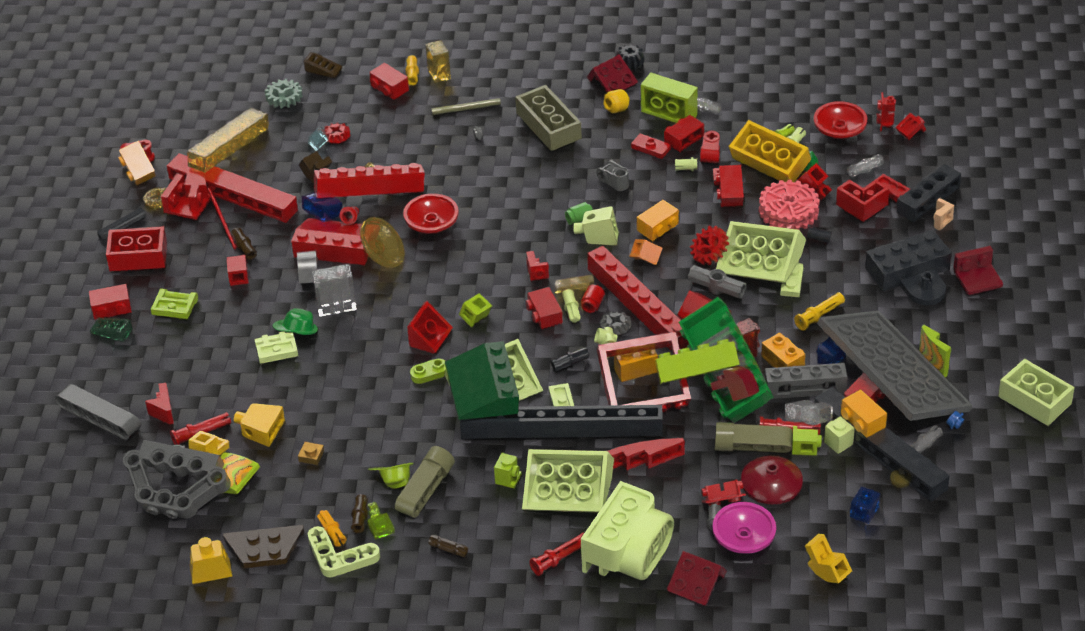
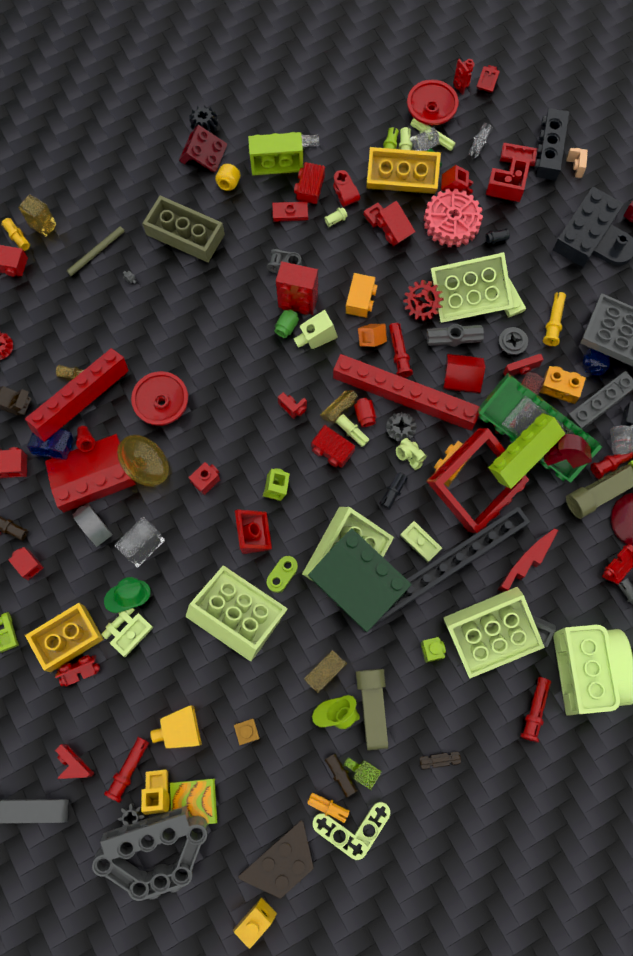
camera: 35 degrees left, 30 degrees up
(210, 349) = (70, 672): none -> red hinge
(226, 324) = (64, 637): none -> yellow brick
(369, 374) = (236, 612): none -> yellowish green slope
(407, 447) = (325, 671): none -> clear yellow panel
(422, 281) = (205, 477): none -> red brick
(604, 184) = (297, 288): none -> red brick
(656, 278) = (401, 358): none -> red pin
(763, 305) = (517, 335): none -> dark grey gear
(768, 328) = (524, 366): none -> red plate
(812, 140) = (425, 140): none -> clear brick
(826, 145) = (444, 141): none -> yellowish green axle

